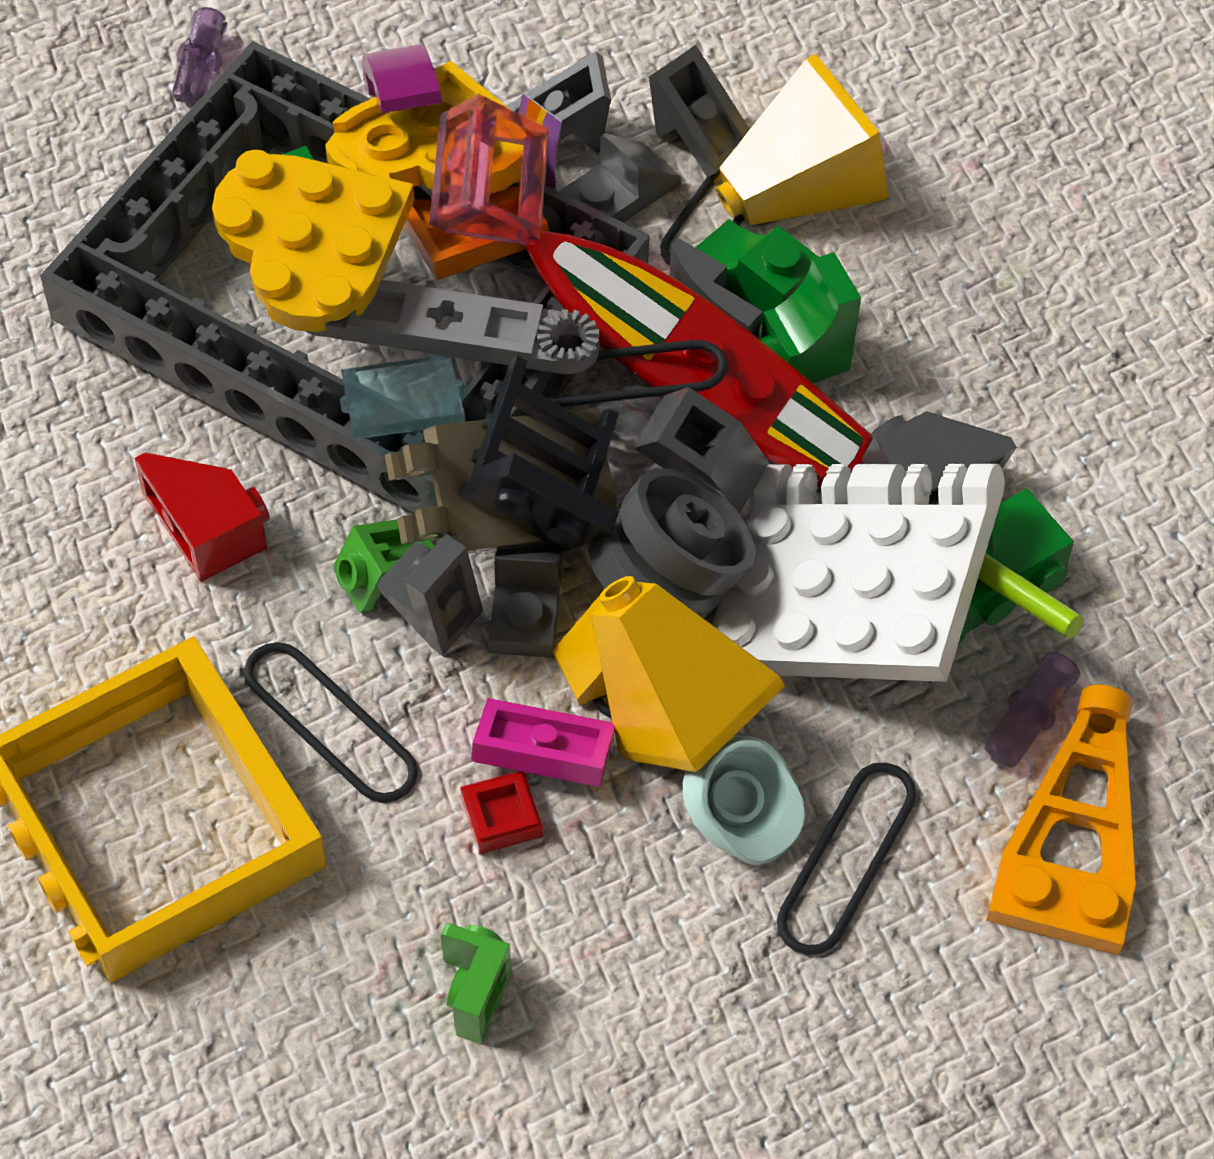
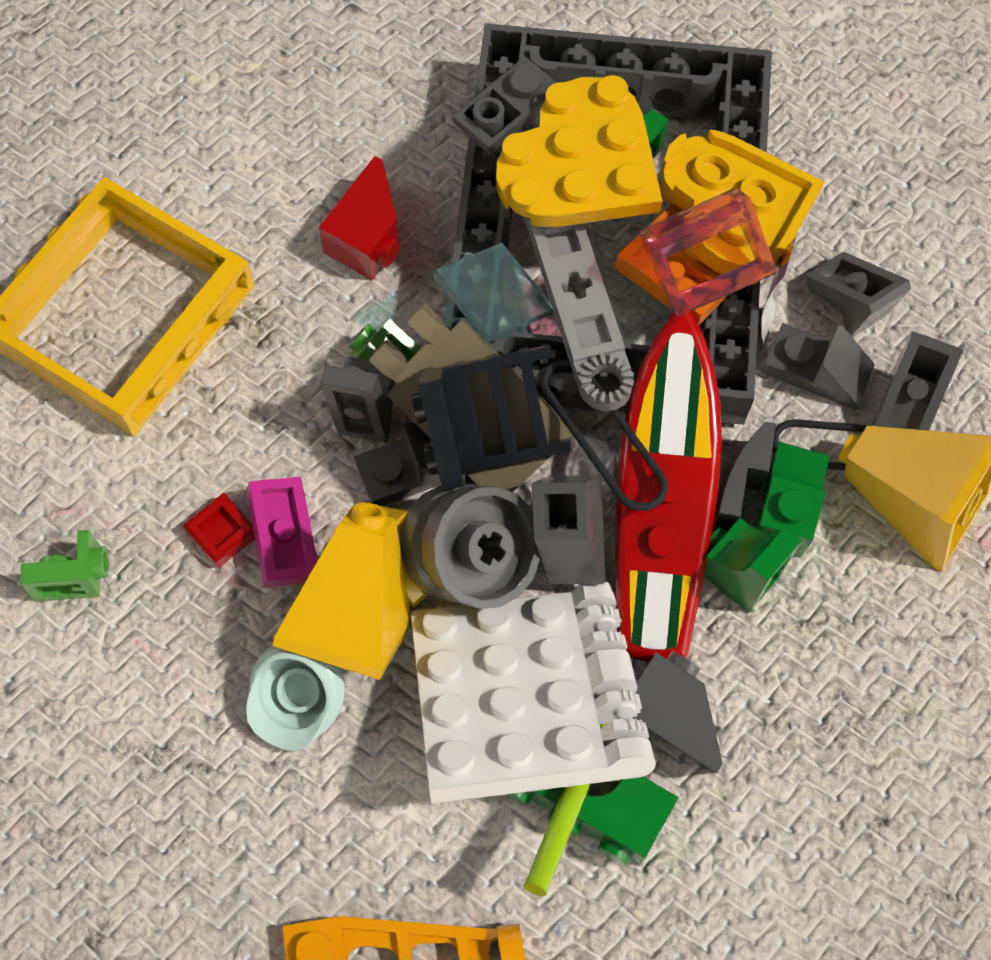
camera: 65 degrees right, 10 degrees up
(195, 275) = (505, 106): none -> dark grey slope
(199, 55) = (764, 32): clear purple axle -> none
(313, 741) = (228, 380): black piece -> none
(401, 78) = (776, 149): magenta slope -> none
(871, 871) = (294, 820): black piece -> none
(1031, 709) = (480, 888): axle -> none

